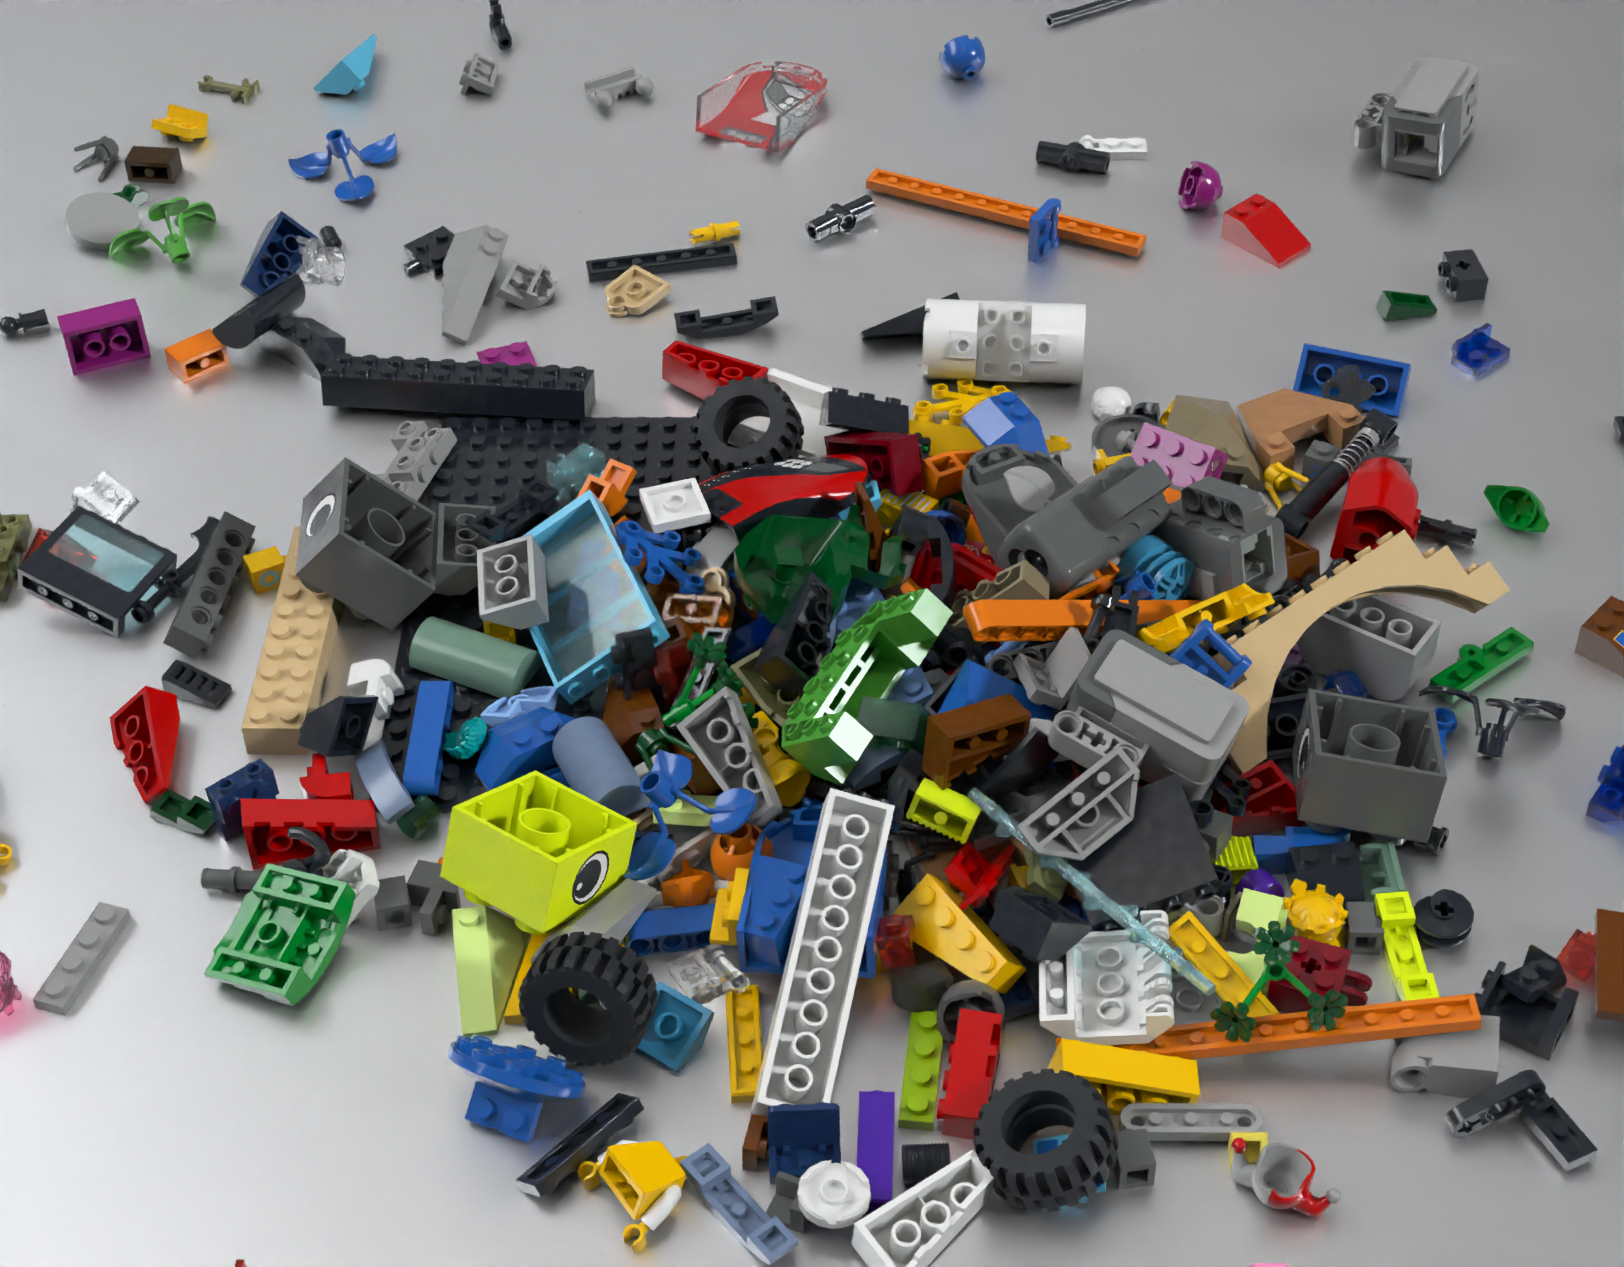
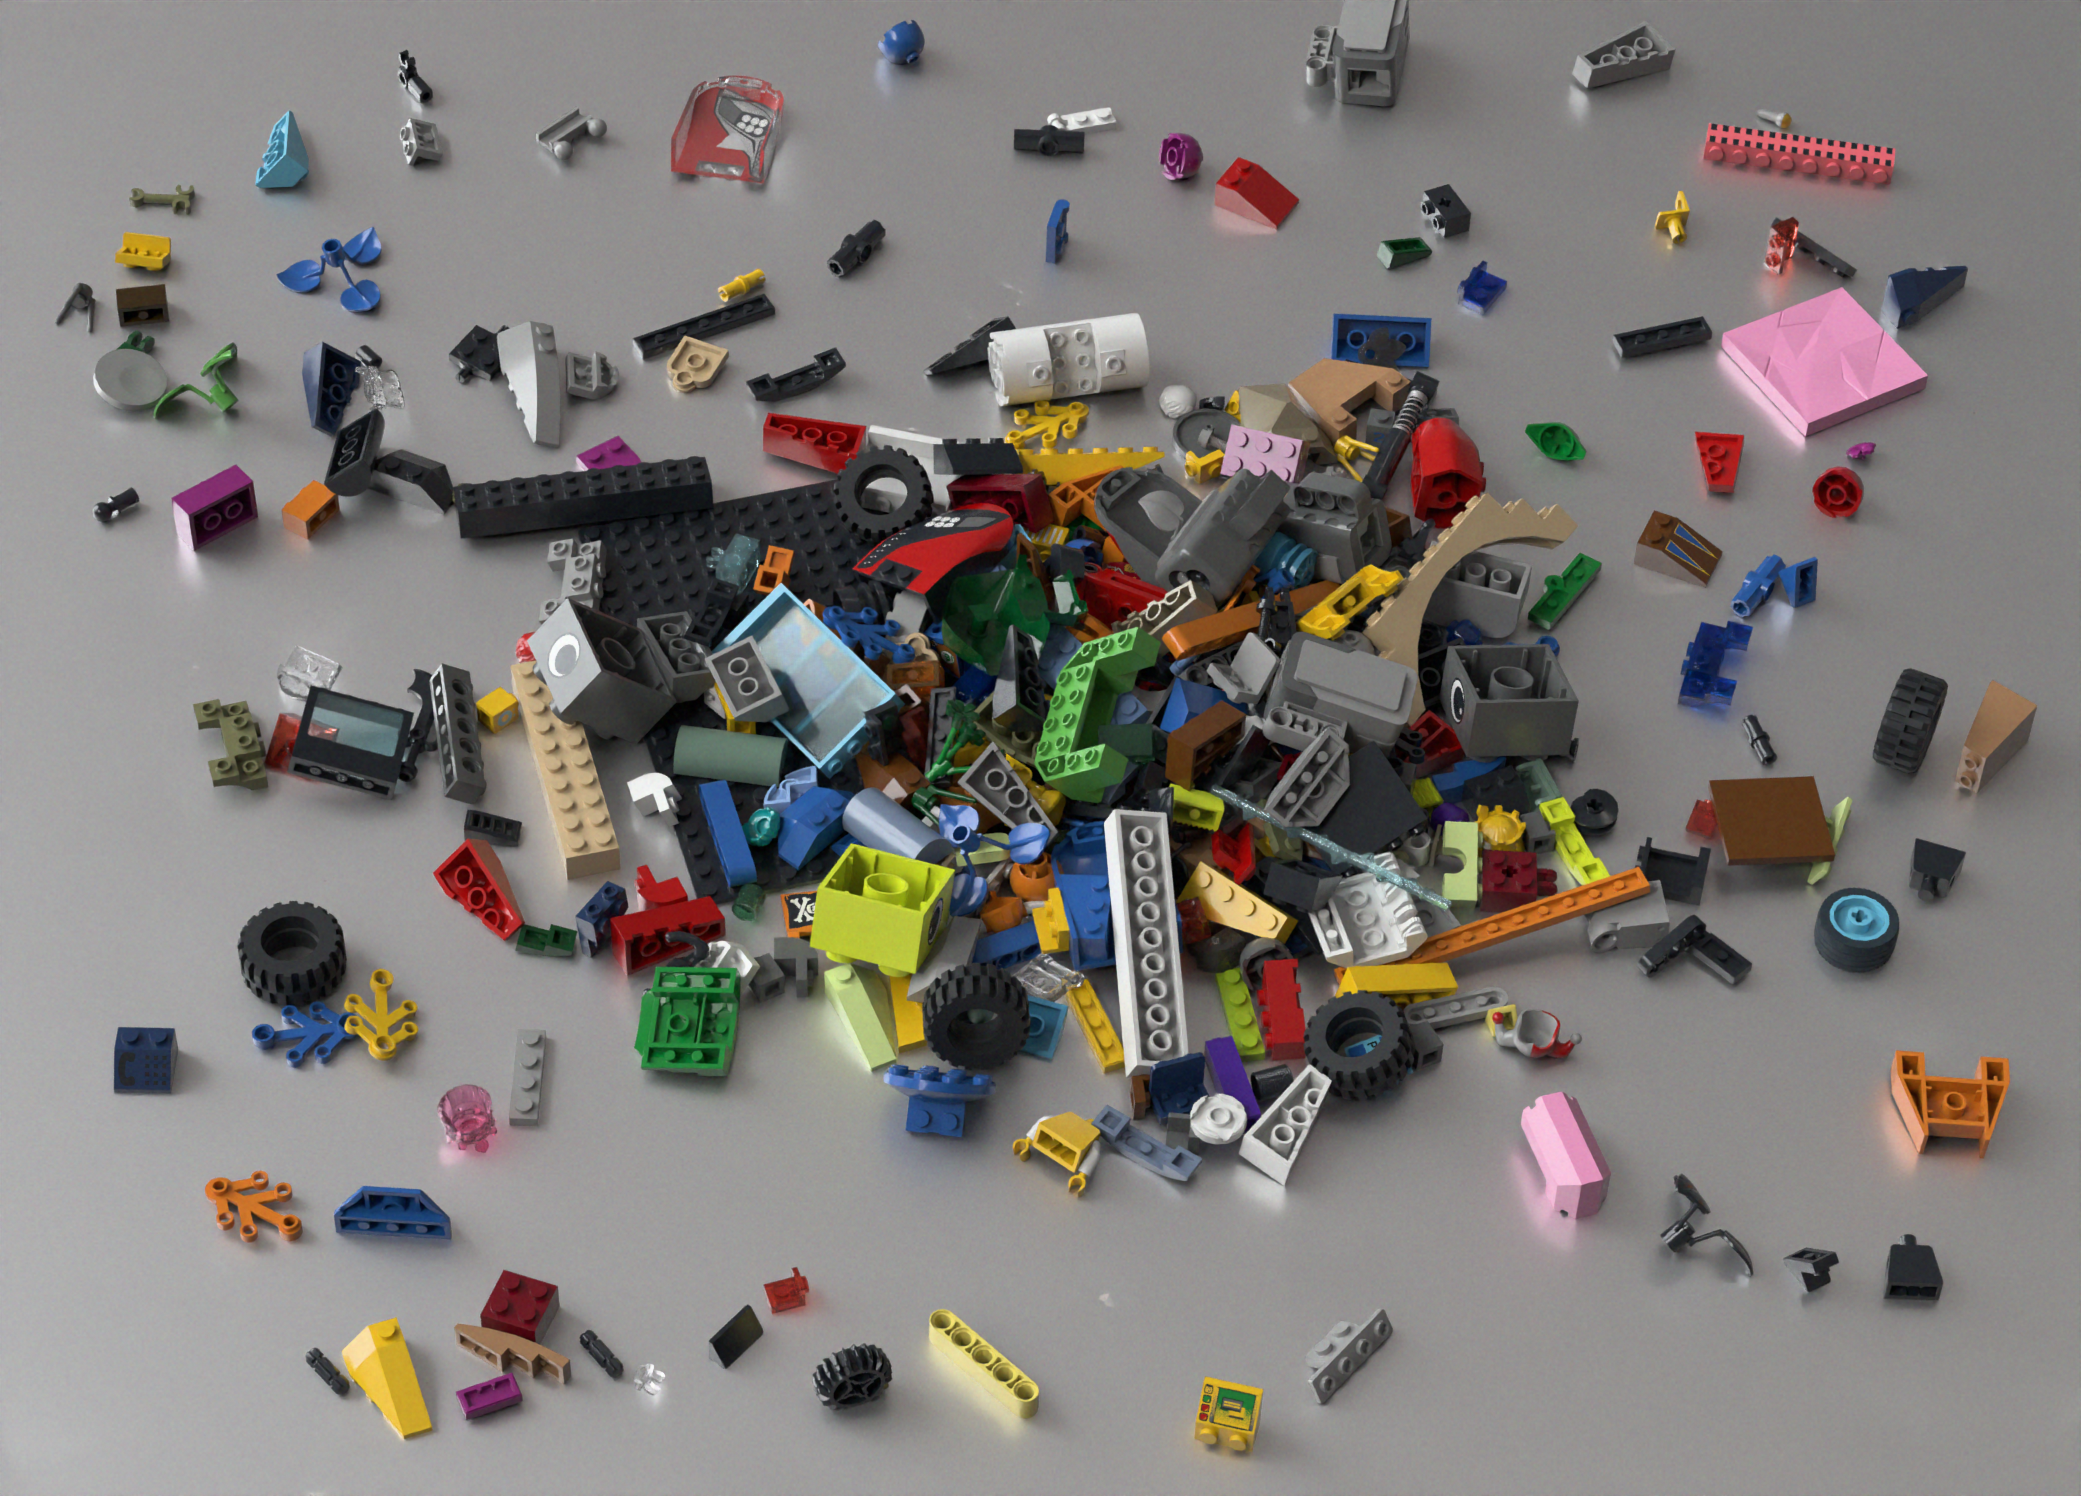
camera: 20 degrees left, 5 degrees up
(232, 879) = (621, 986): dark grey pin -> none
(339, 726) = (650, 841): black slope -> none
(382, 782) = (708, 877): sand blue slope -> none
(579, 1145) = (1006, 1128): black plate -> none
(674, 505) = (859, 583): white plate -> none
(941, 546) = (1101, 575): black slope -> none
(1003, 211) = (1003, 213): orange plate -> none
(1005, 421) = (1107, 446): blue wedge -> none
(1197, 659) = (1355, 639): blue plate -> none
(1216, 965) = (1464, 904): yellow tile -> none
(1276, 947) = (1489, 862): dark green plant -> none
(1446, 530) = (1507, 473): black pin -> none
(1495, 735) = (1593, 652): black plant -> none
(1536, 977) = (1676, 844): black slope -> none

